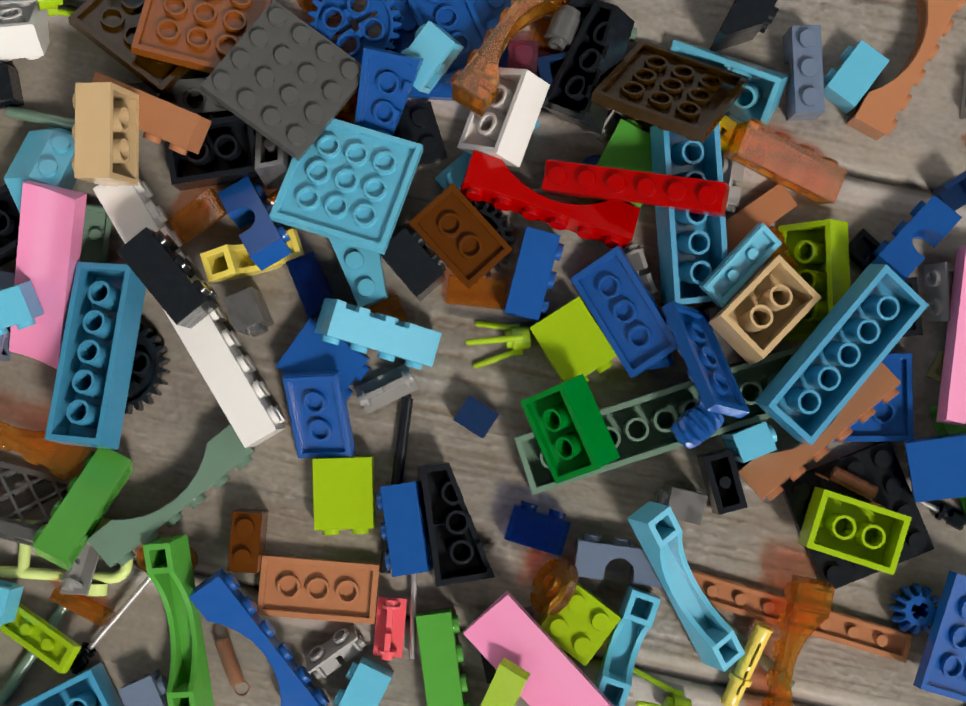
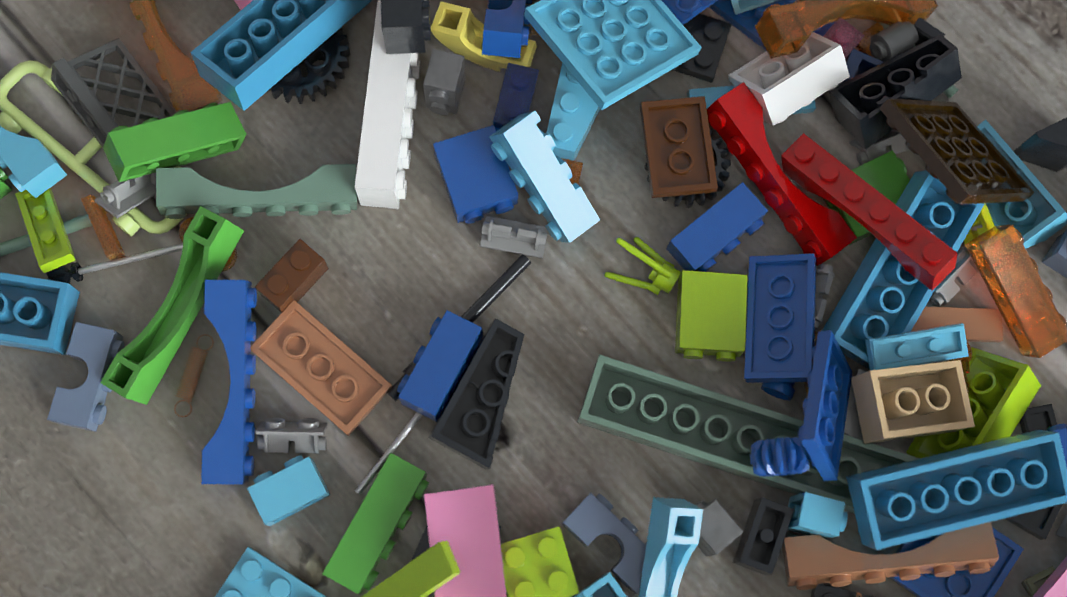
camera: 30 degrees right, 10 degrees down
(319, 414) = (439, 212): blue tile -> none
(344, 494) = (407, 299): lime brick -> none
(390, 627) = (358, 450): coral hinge -> none
(413, 265) = (618, 143): black brick -> none
(476, 417) = (577, 315): dark blue panel -> none
(484, 294) = (654, 213): clear orange tile -> none
(536, 528) = (559, 456): clear blue brick -> none
(554, 586) = (538, 518): clear orange tile -> none
(570, 429) = (657, 378): green slope -> none

